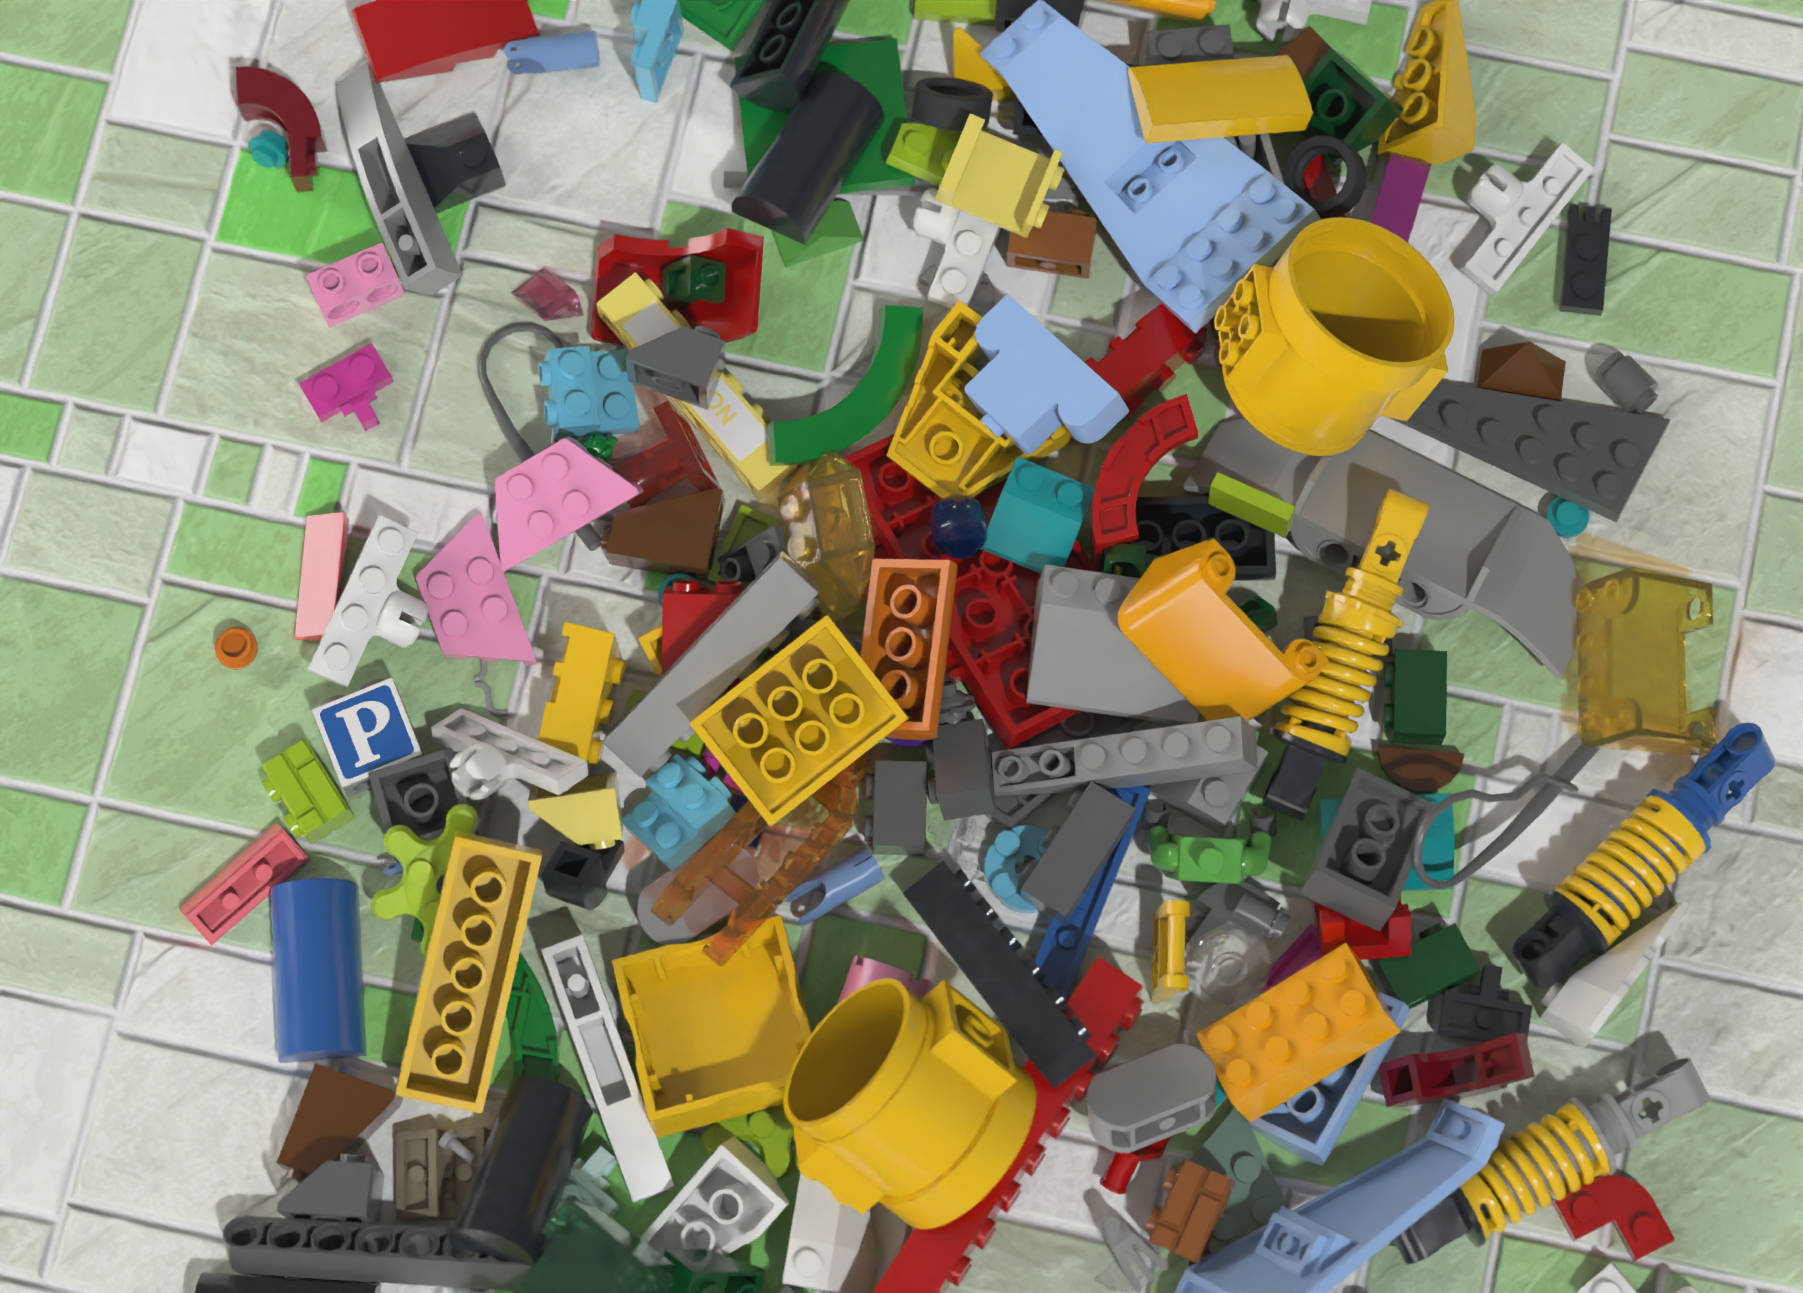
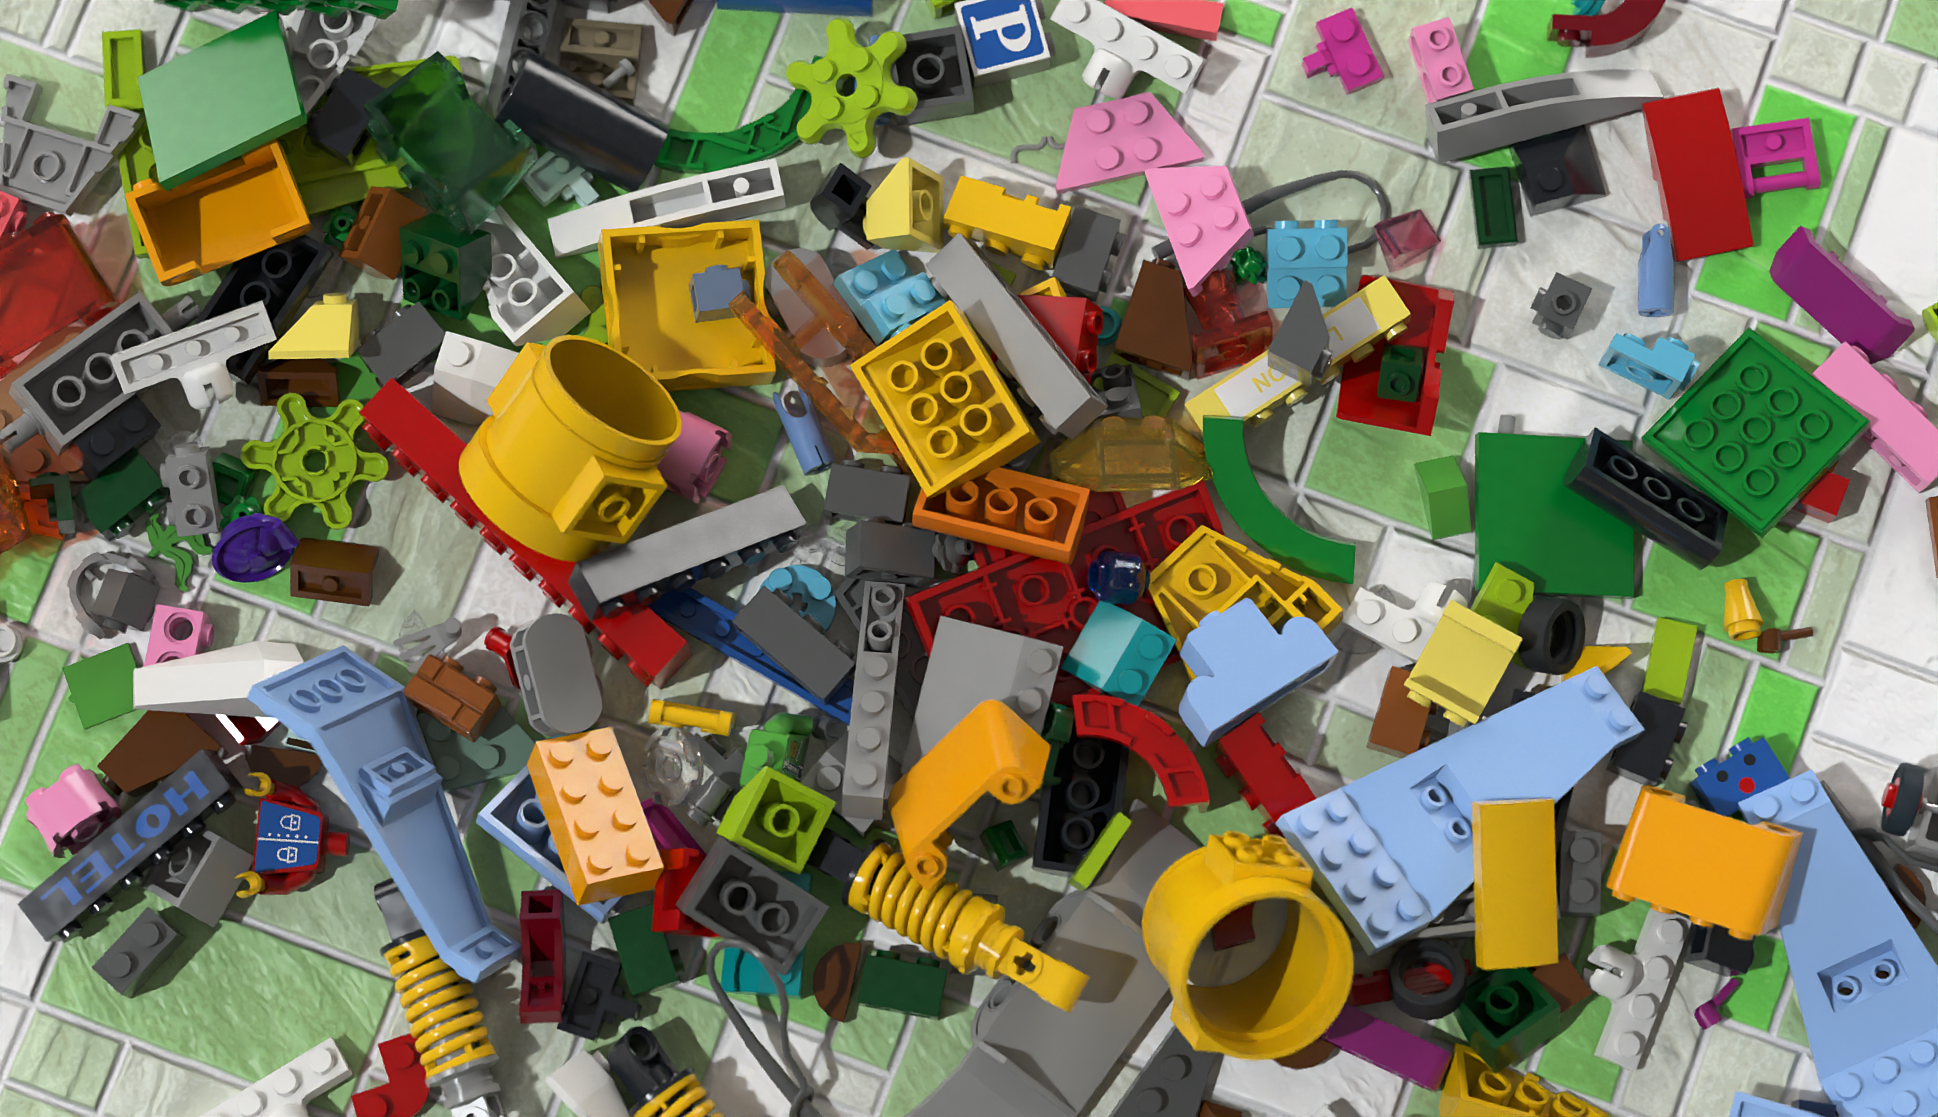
camera: 95 degrees right, 5 degrees up
(468, 972) = (763, 91): yellow brick -> none
(498, 753) = (959, 143): white plate -> none
(501, 220) = (1493, 207): none -> dark green tile
(602, 139) = (1559, 306): none -> dark grey brick
(609, 610) = (1087, 252): none -> dark grey brick
(698, 994) = (714, 290): none -> sand blue brick
(810, 156) = (1507, 491): black brick -> none
(1274, 837) = (777, 819): none -> lime slope

